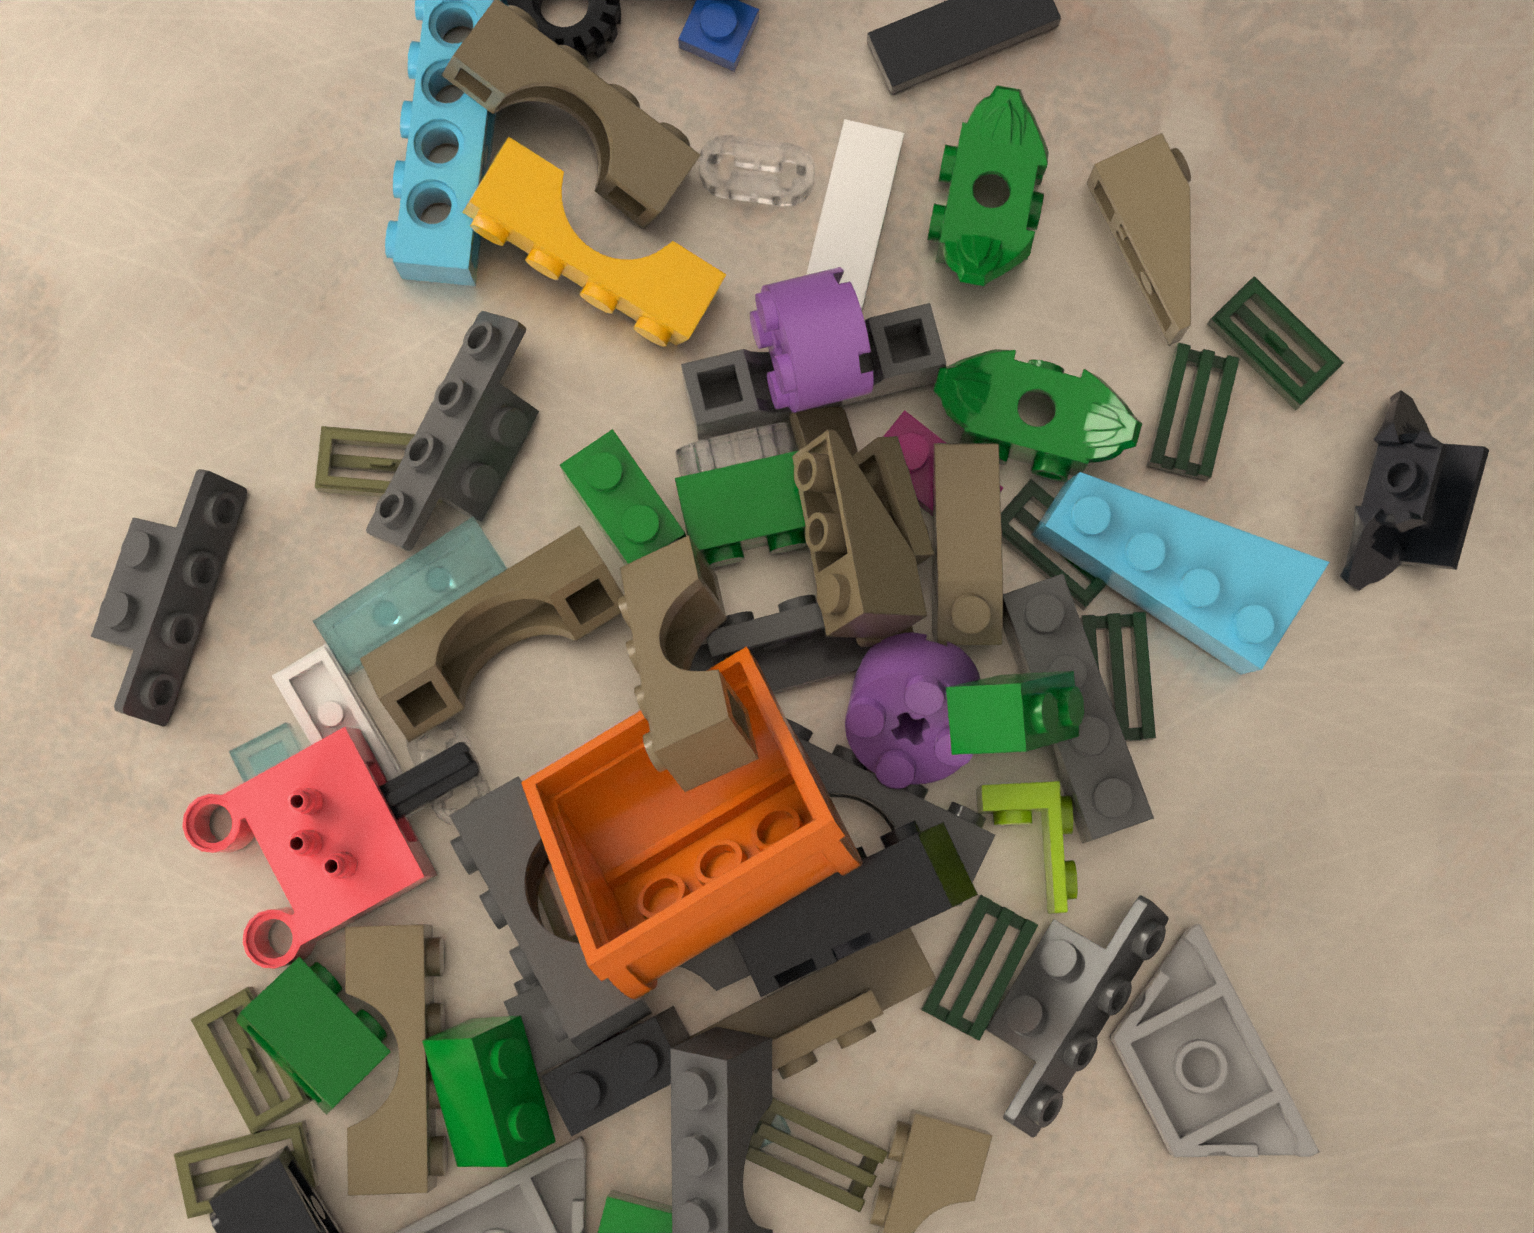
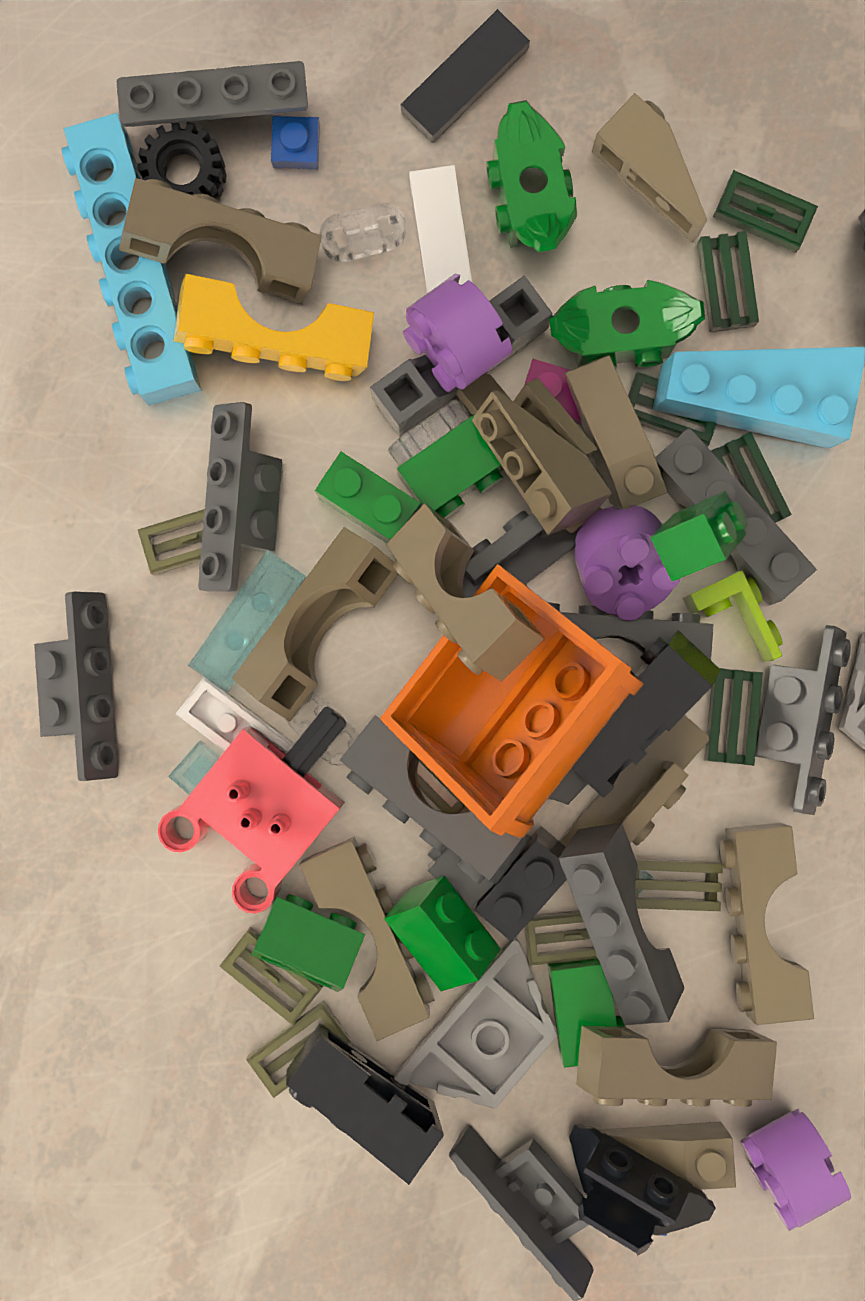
camera: 20 degrees left, 5 degrees up
(604, 1151) = (558, 956): none -> olive tile

